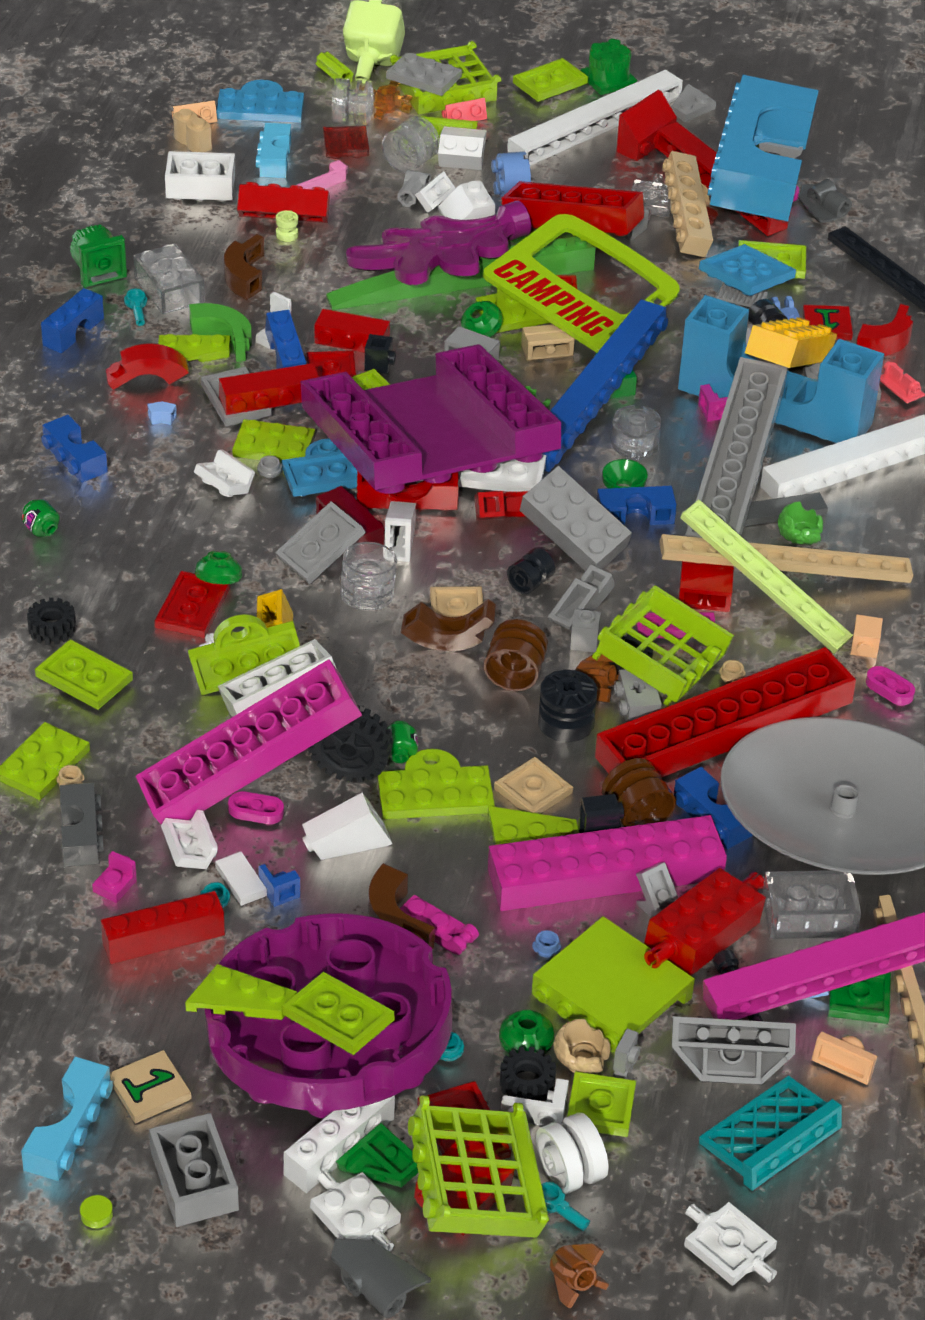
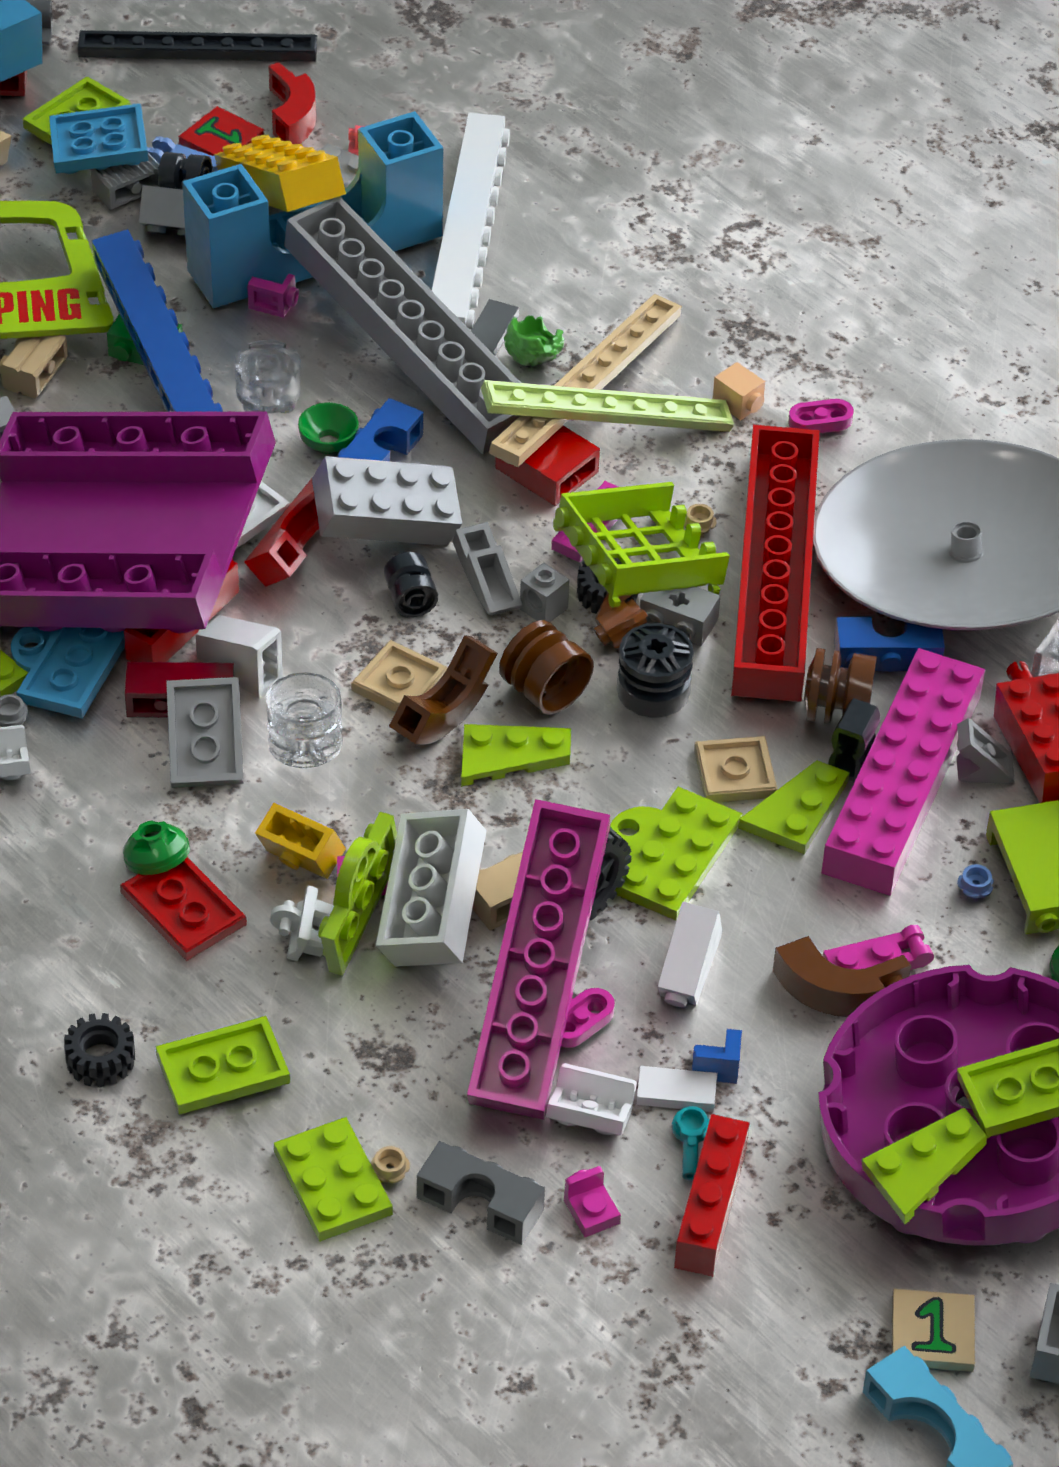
camera: 55 degrees left, 5 degrees up
(448, 679) = (505, 749): none -> lime wing

